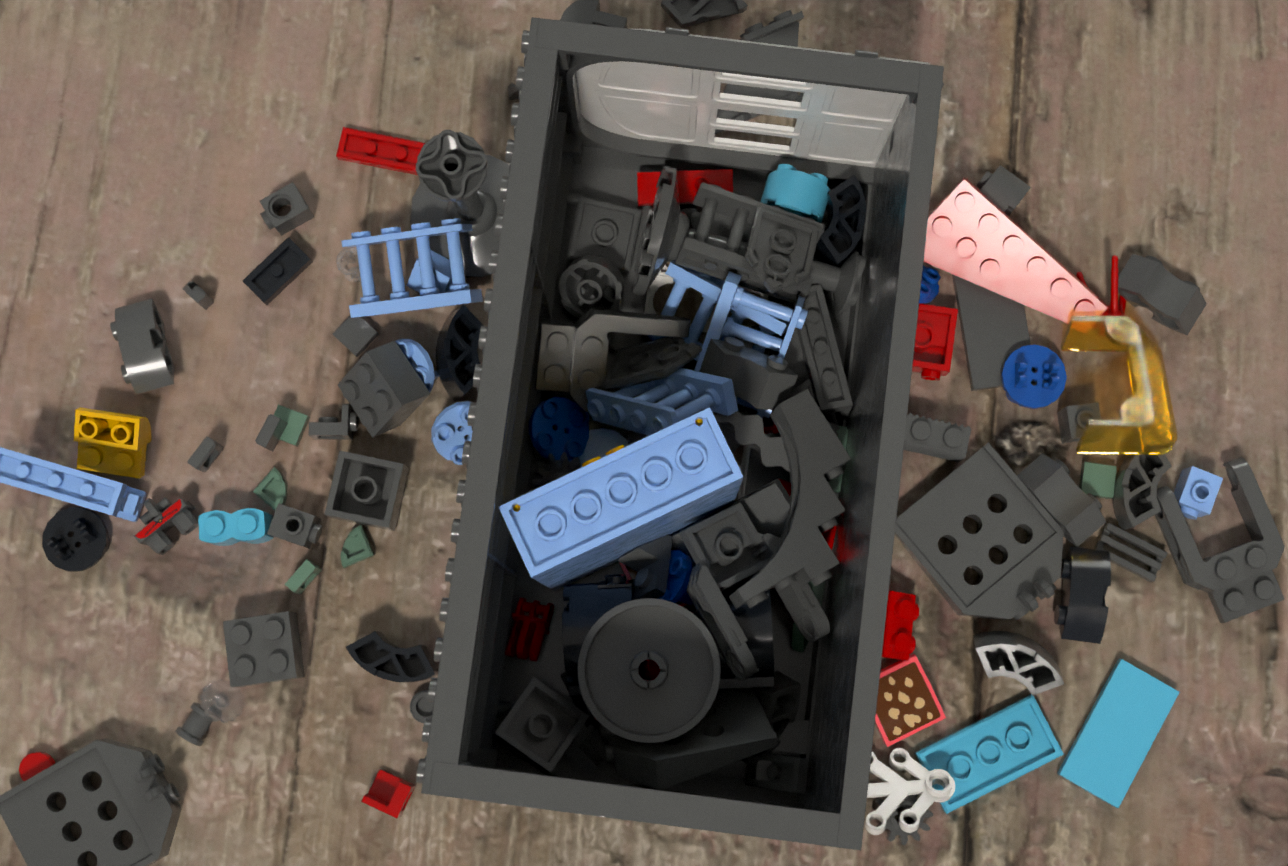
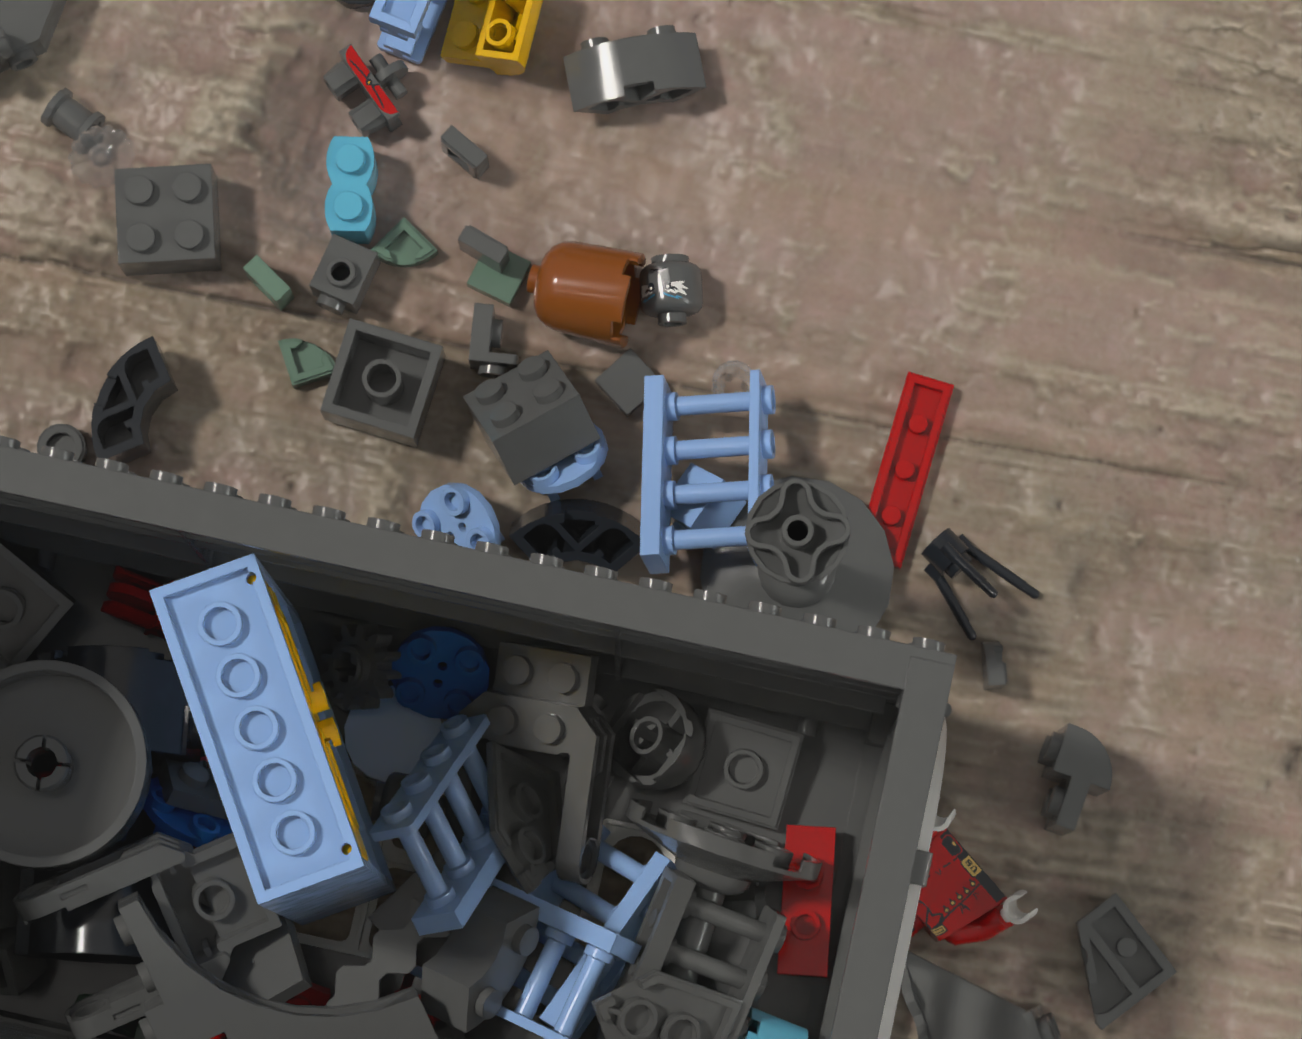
camera: 90 degrees right, 0 degrees up
(198, 294) = (710, 153): dark grey tile -> none
(277, 271) = (734, 273): black plate -> none
(291, 310) = (671, 289): none -> dark grey head
(295, 362) = (587, 291): none -> dark orange cylinder
(297, 216) = (828, 312): dark grey brick -> none
(455, 118) = (951, 556): none -> black plant

